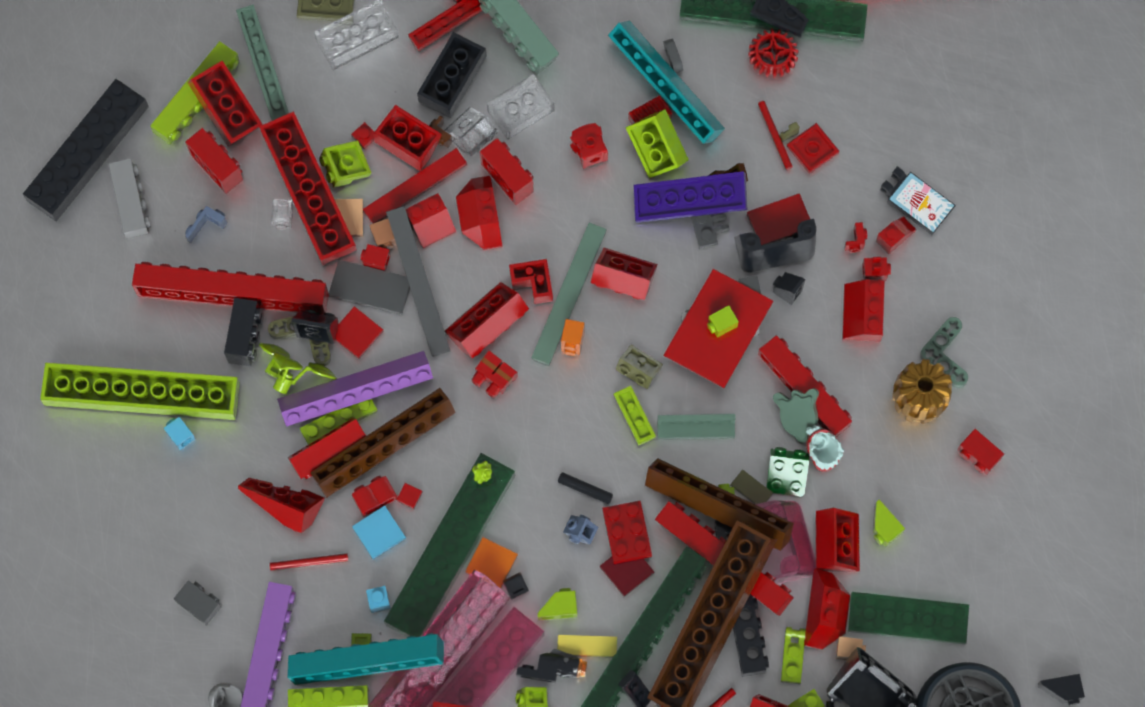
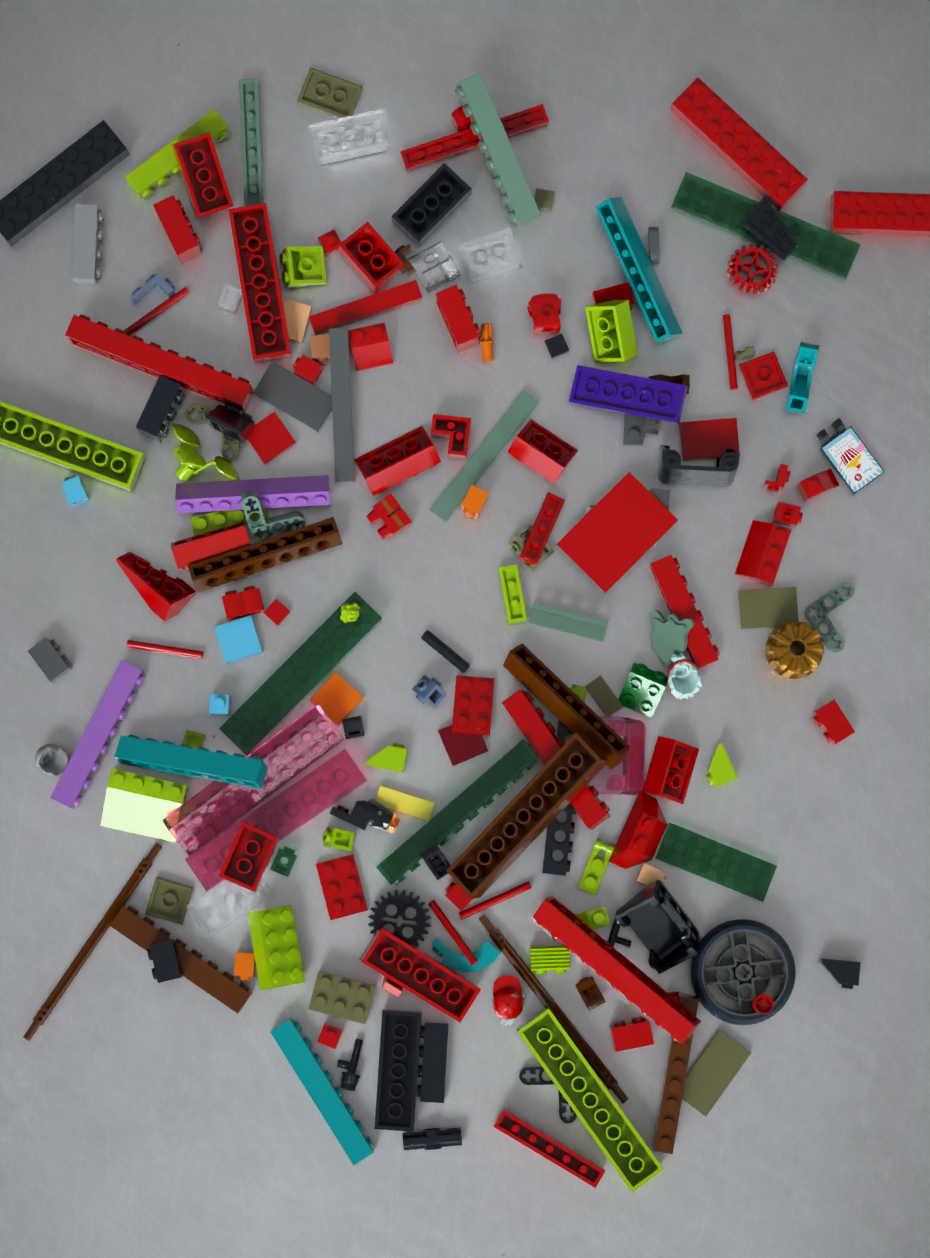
camera: 15 degrees right, 10 degrees up
(215, 242) = (155, 312): none -> red bar
(370, 412) = (262, 523): none -> sand green beam
(479, 213) = (419, 351): red wedge -> none
(541, 187) = (487, 342): none -> orange axle
(558, 41) = (544, 199): none -> olive tile
(608, 173) = (556, 346): none -> black tile
(644, 345) = (541, 529): none -> red tile
(722, 321) = (622, 528): lime brick -> none
(788, 287) = (697, 509): black slope -> none
(850, 138) = (801, 377): none -> teal arch
(882, 361) = (767, 607): none -> olive tile

